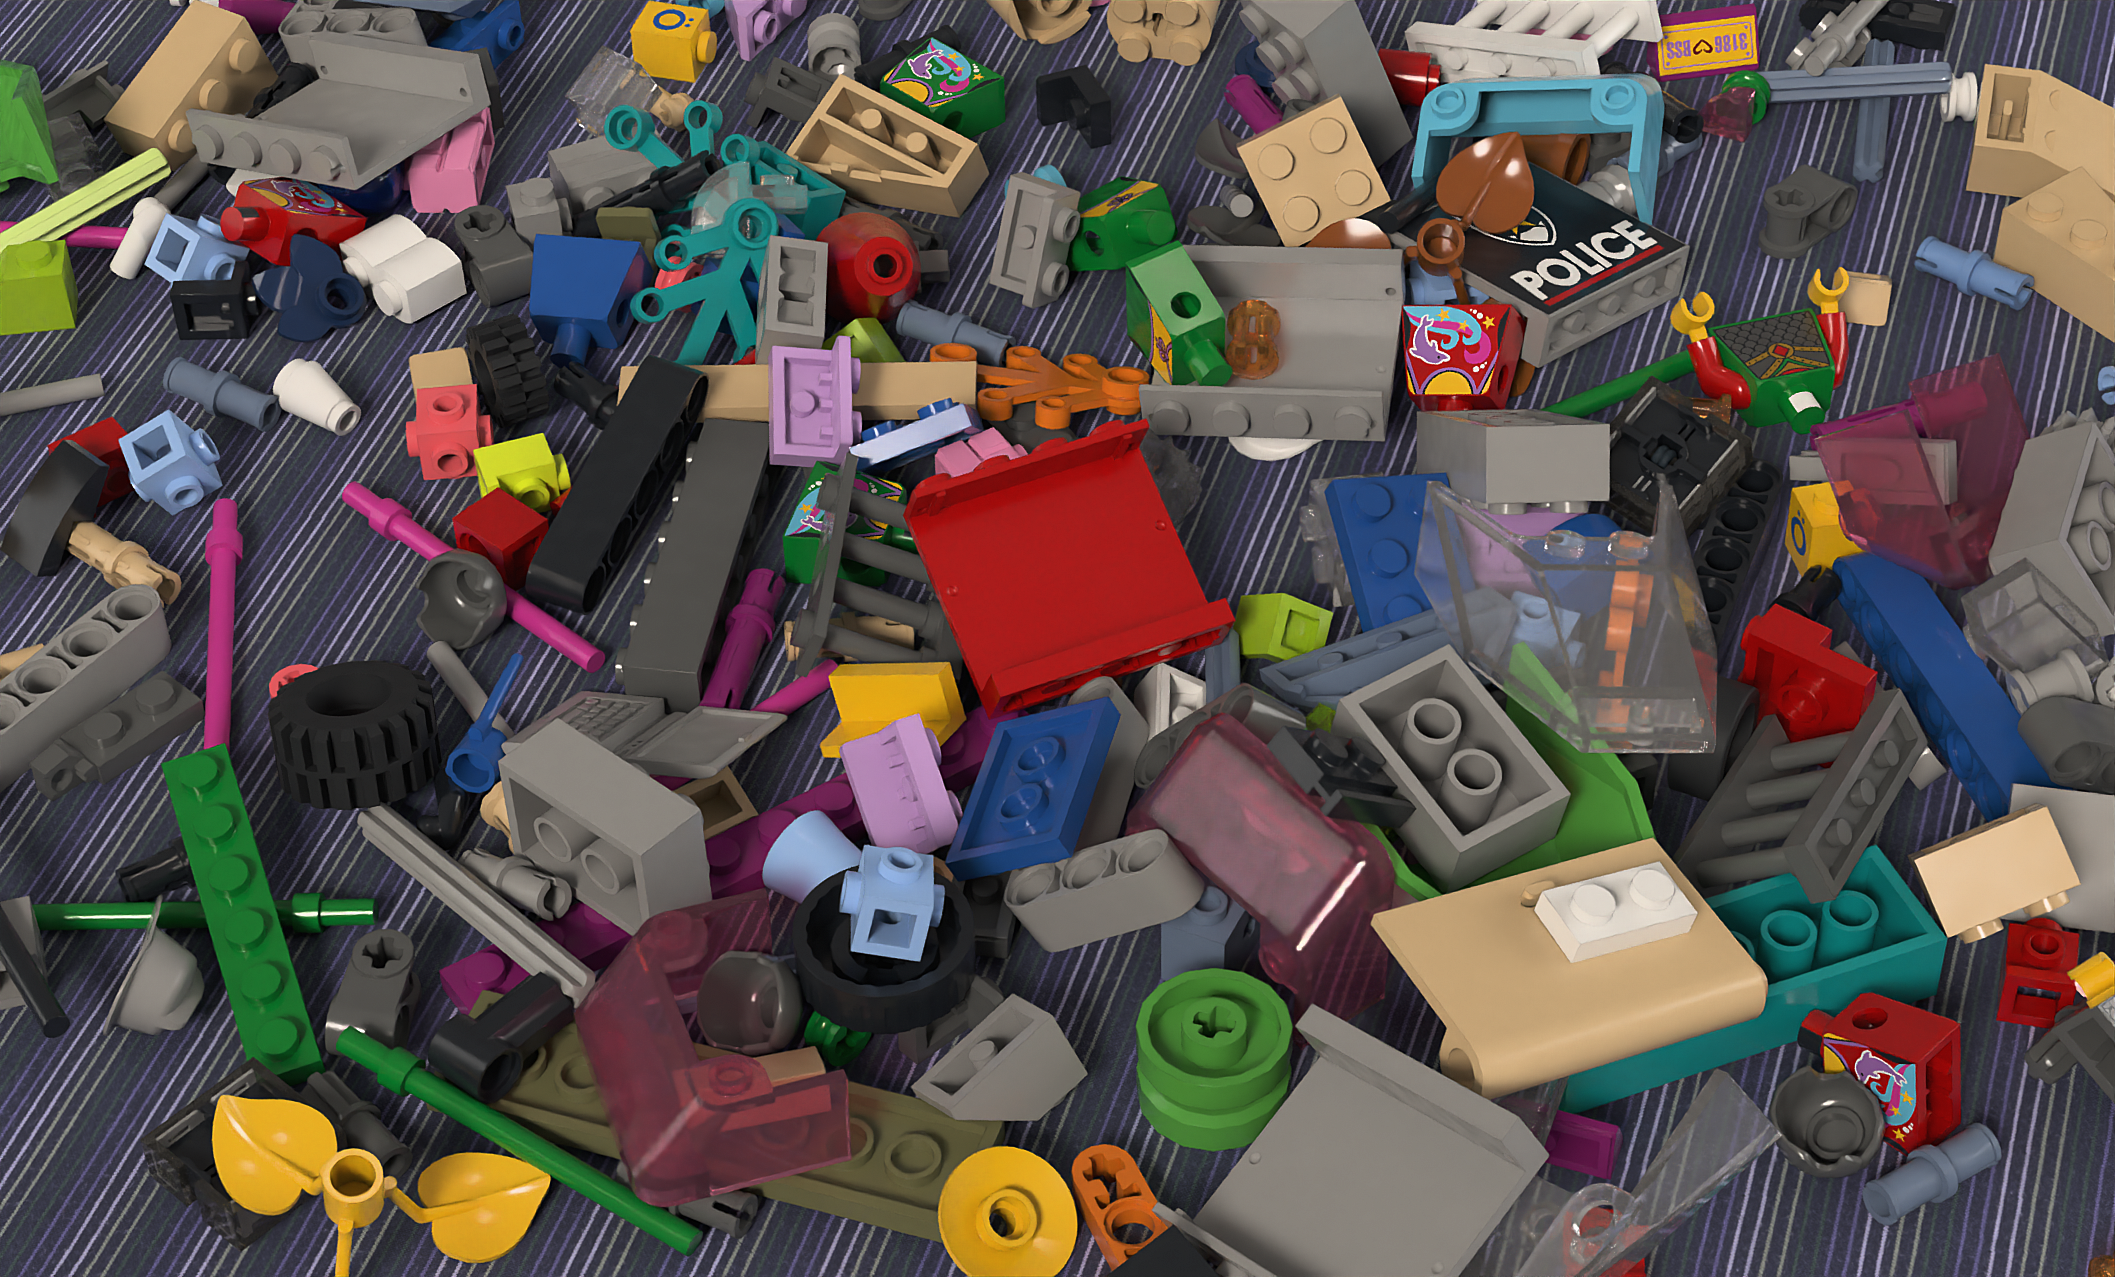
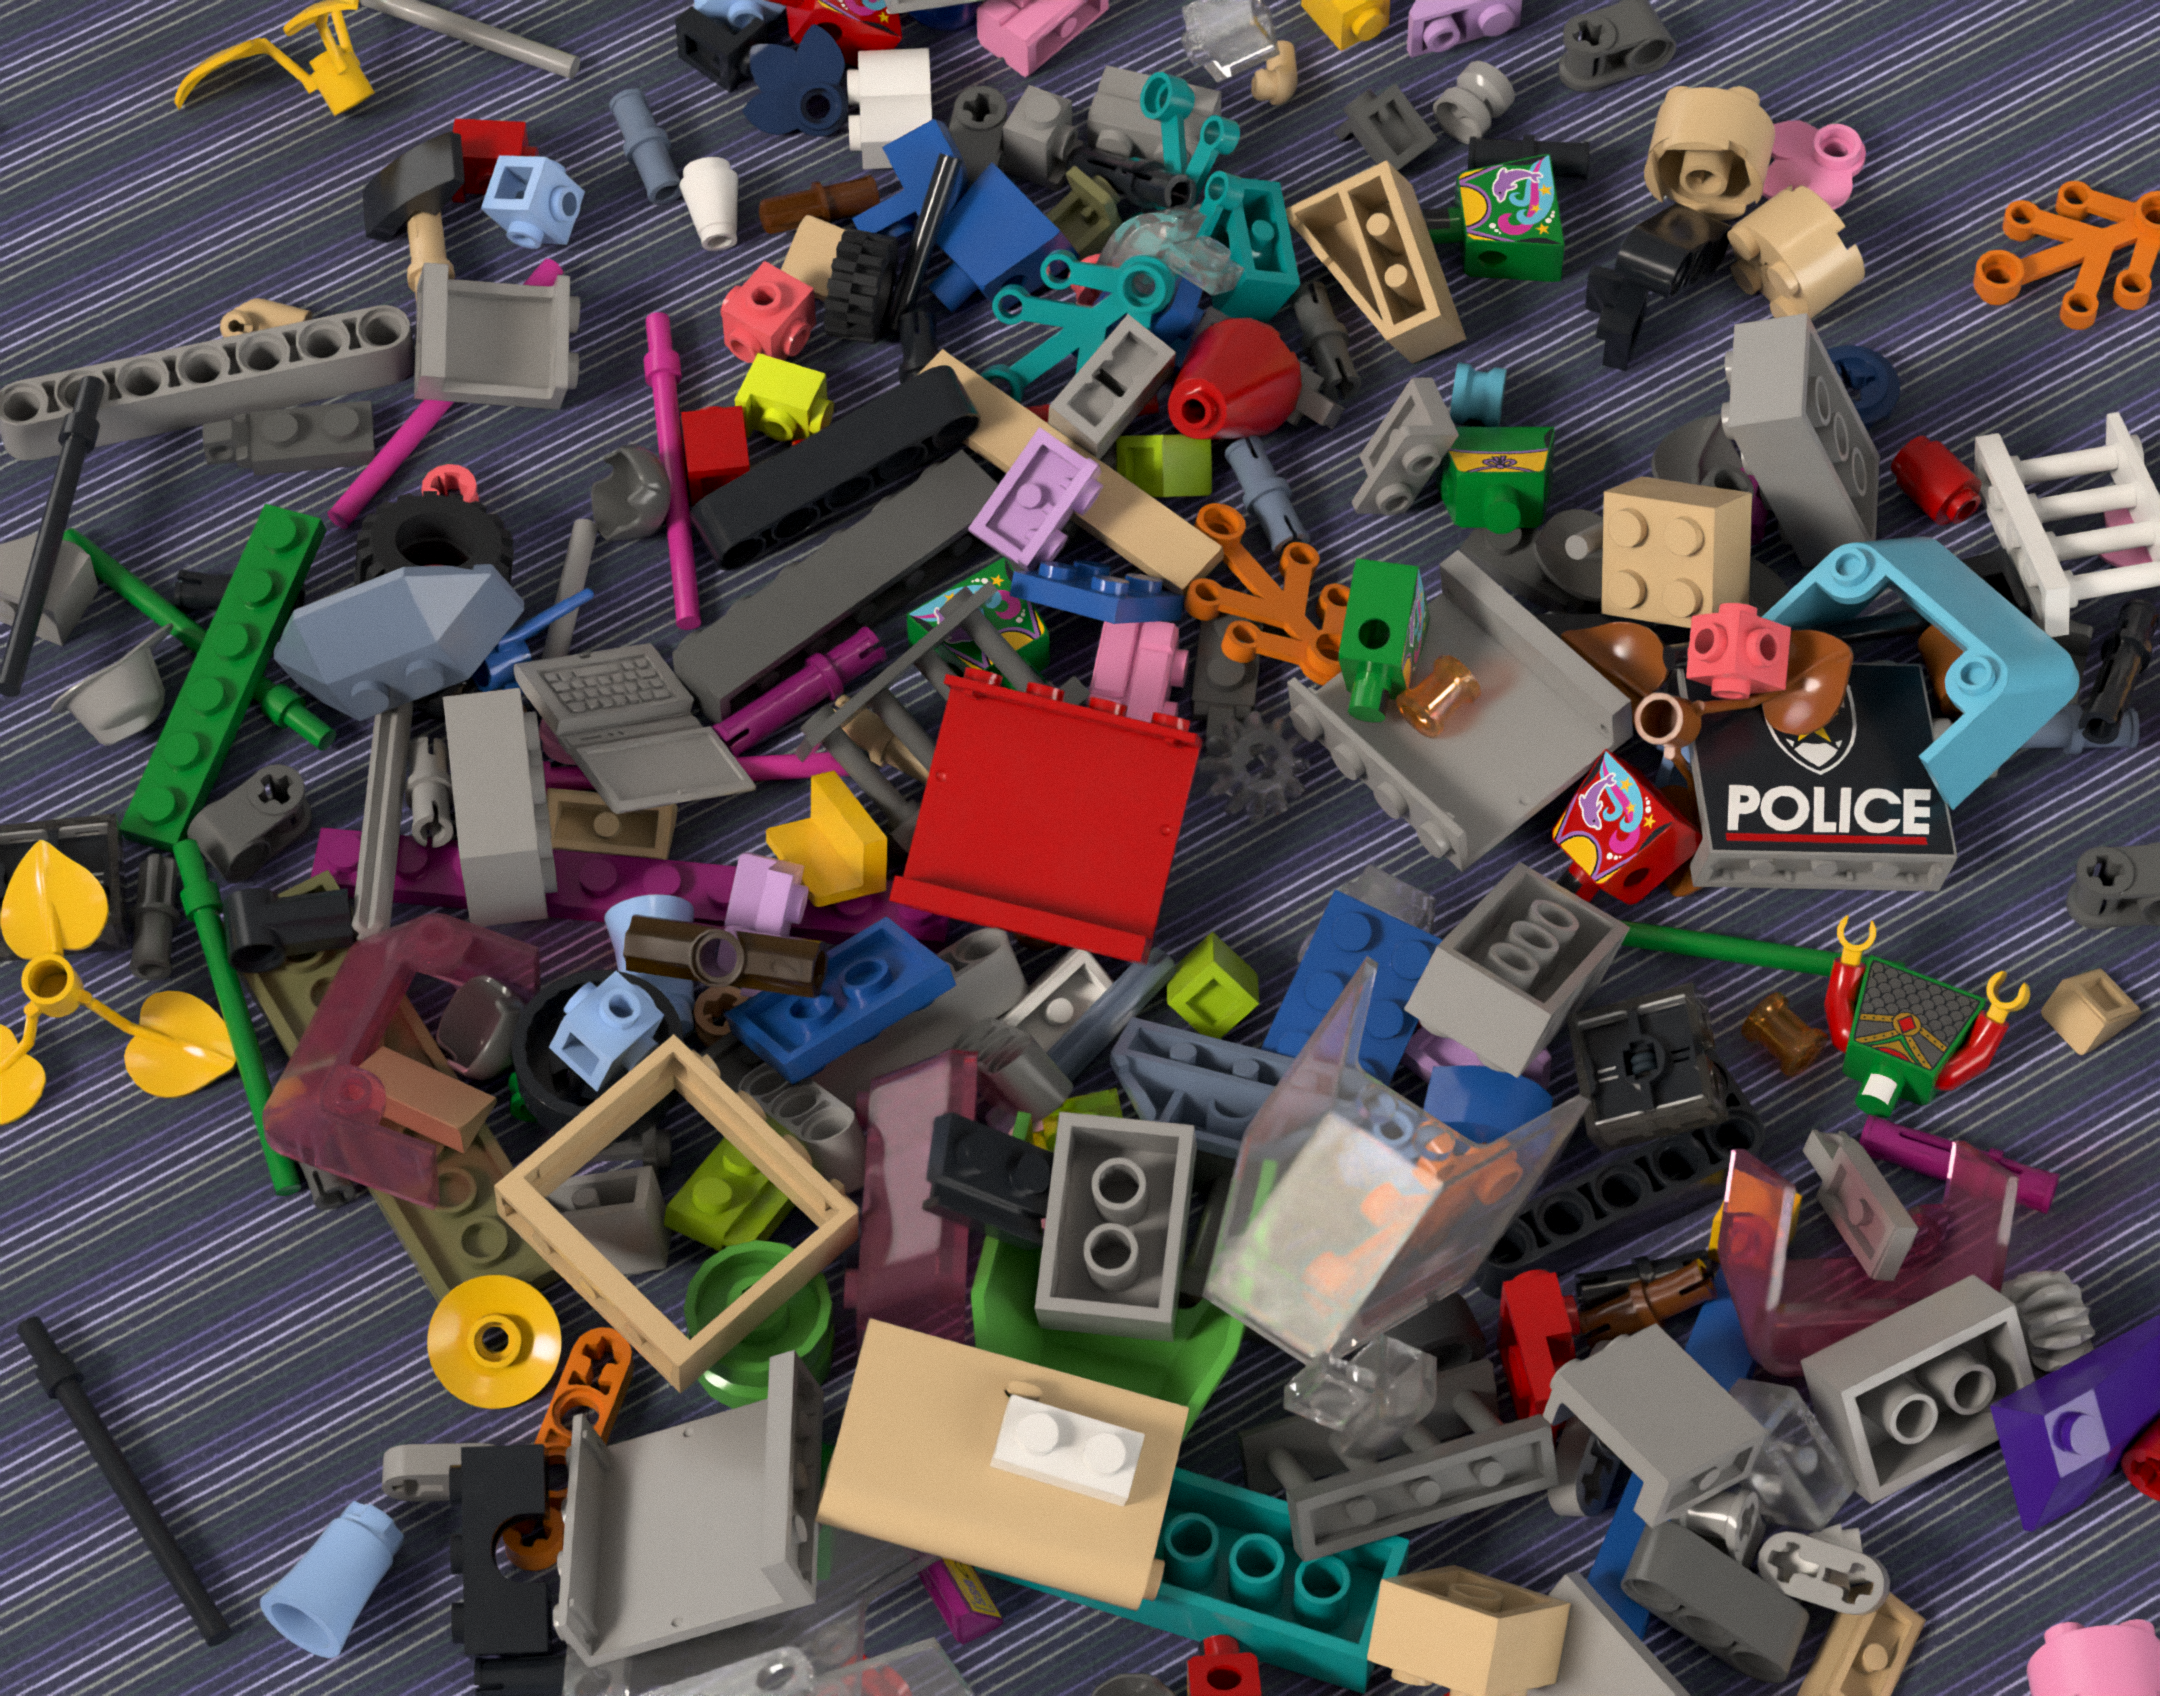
camera: 40 degrees right, 15 degrees up
(236, 564) = (494, 341): none -> light grey panel
(382, 780) = (397, 636): none -> sand blue wedge
(392, 364) = (823, 202): none -> reddish brown axle
(487, 273) = (913, 161): none -> blue brick
(526, 303) = (923, 239): none -> black bar
(954, 787) = (688, 953): none -> dark brown piece
(1083, 1072) = (742, 1122): none -> tan window
(1084, 40) = (1673, 251): none -> black beam
(1085, 988) = (727, 1201): none -> lime plate
(1440, 179) = (1738, 652): none -> coral brick
(1753, 758) = (1370, 1397): none -> clear brick
(1838, 593) = (1648, 1303): none -> reddish brown pin
(1967, 623) = (1660, 1420): none -> light grey panel

